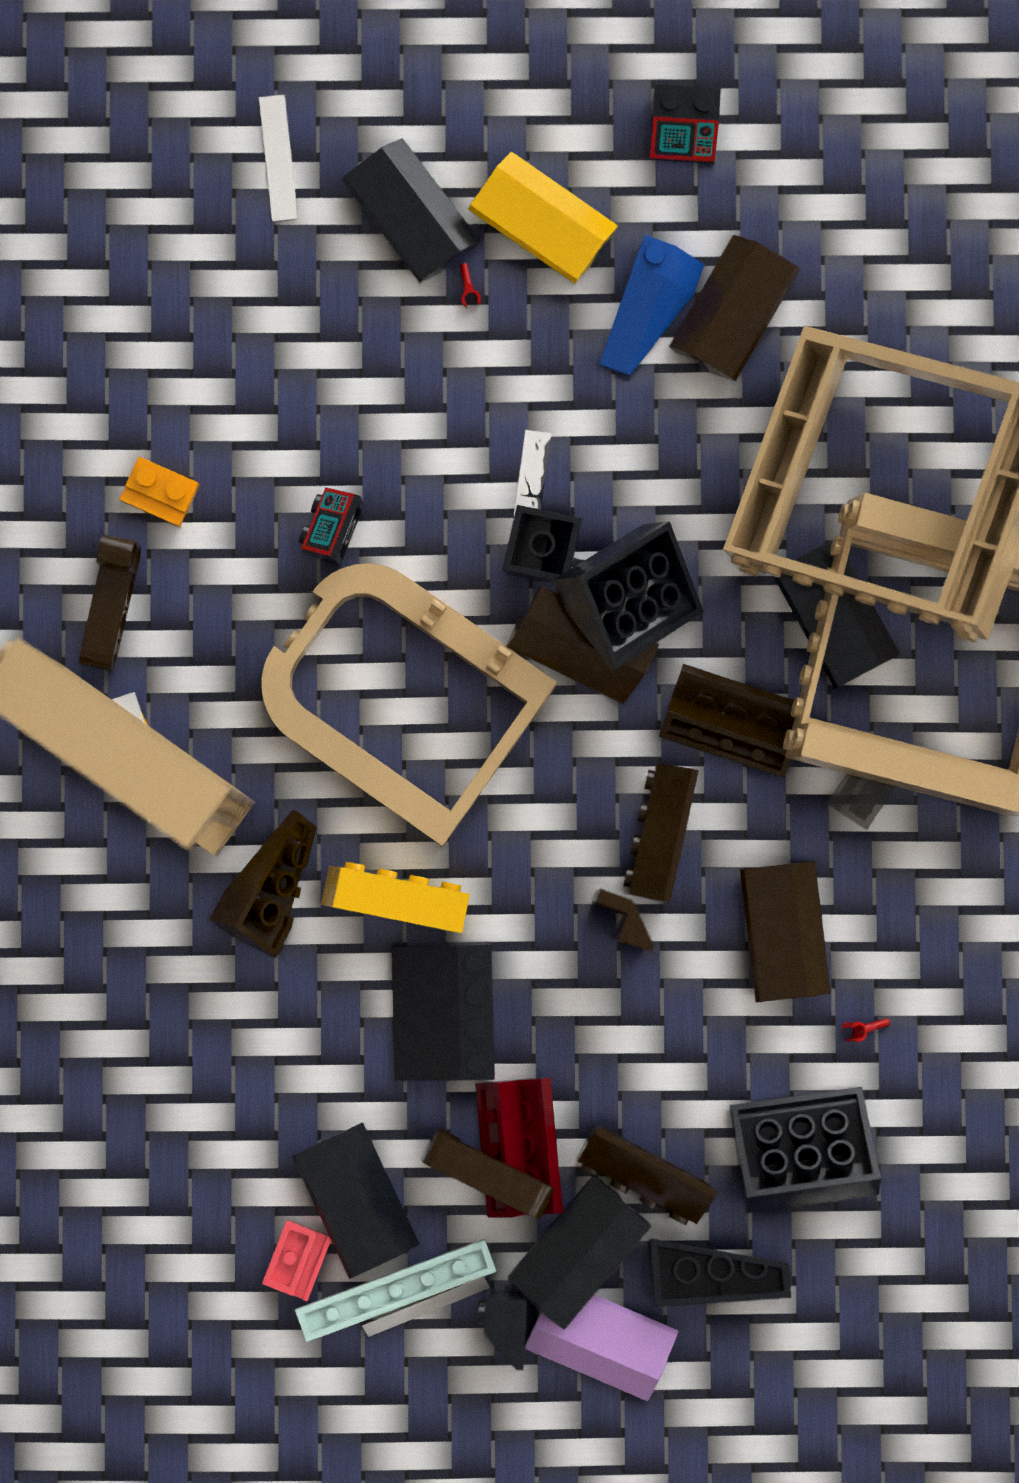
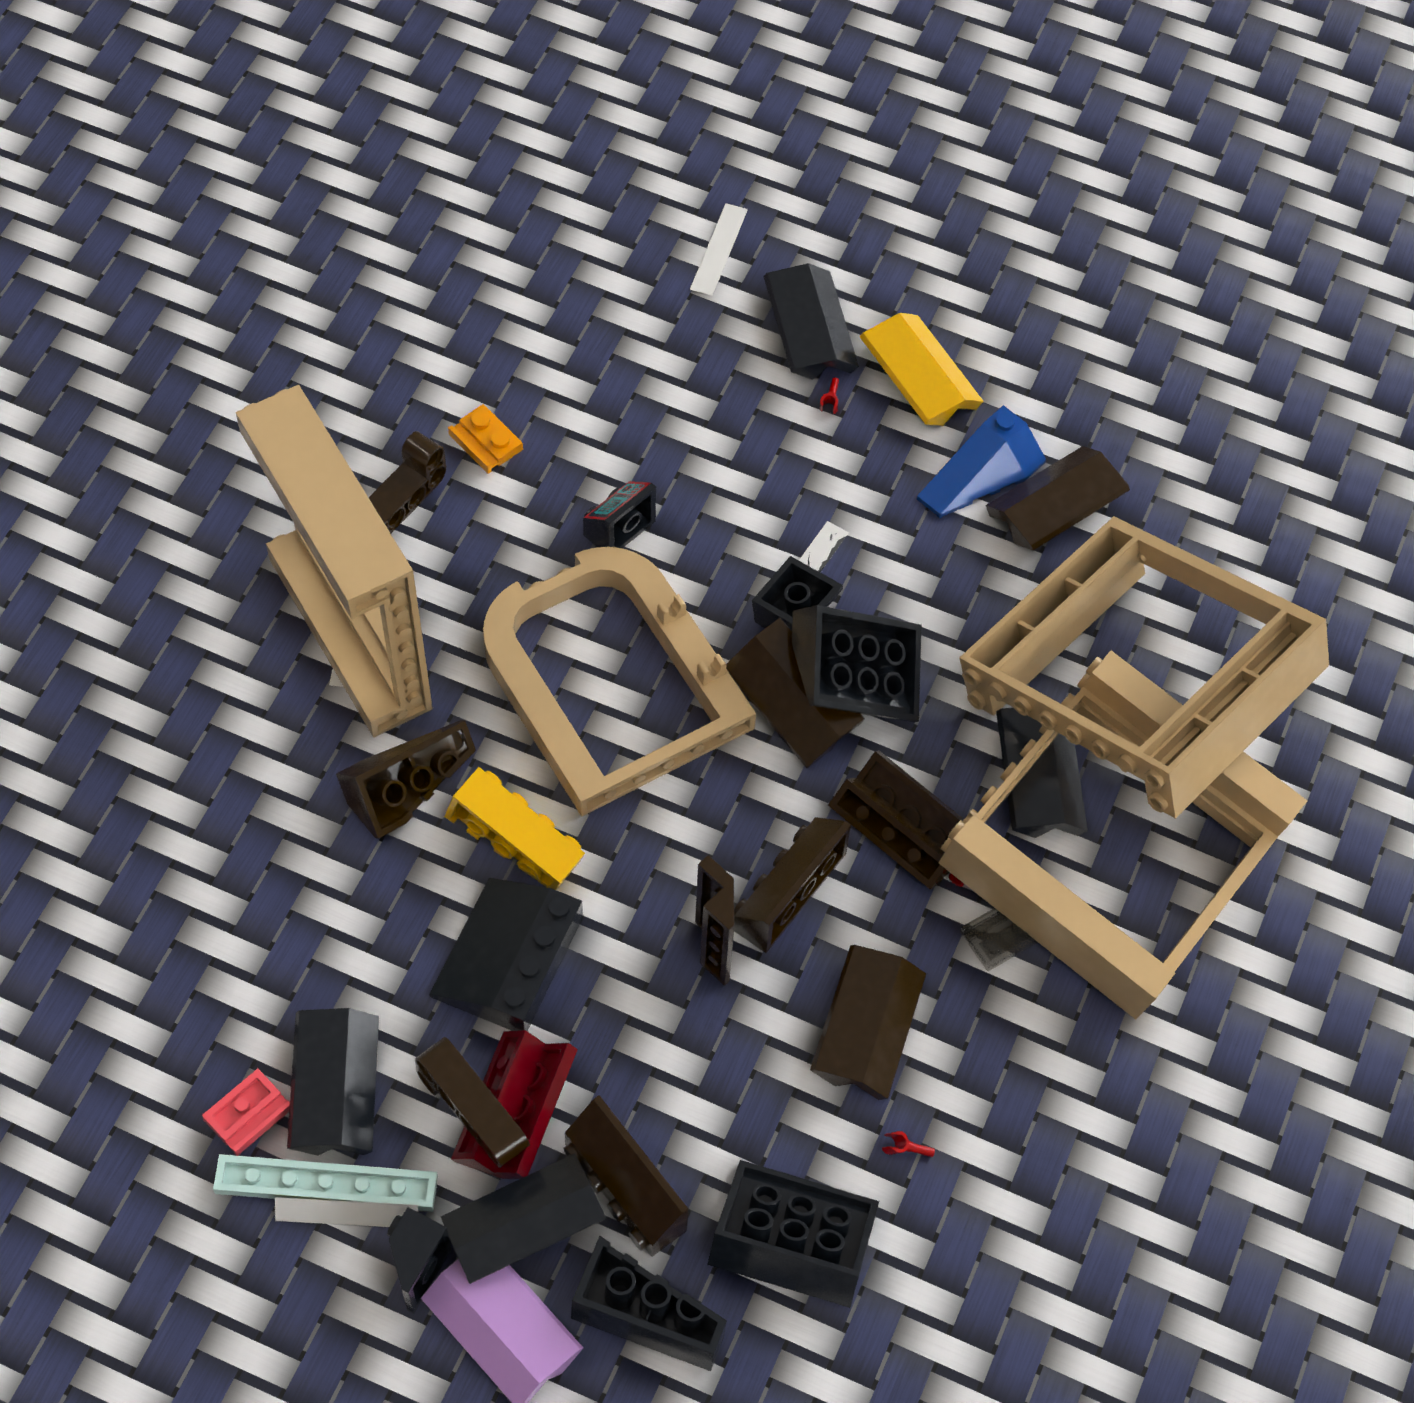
camera: 25 degrees right, 25 degrees down
(684, 123) = (1077, 348): slope -> none

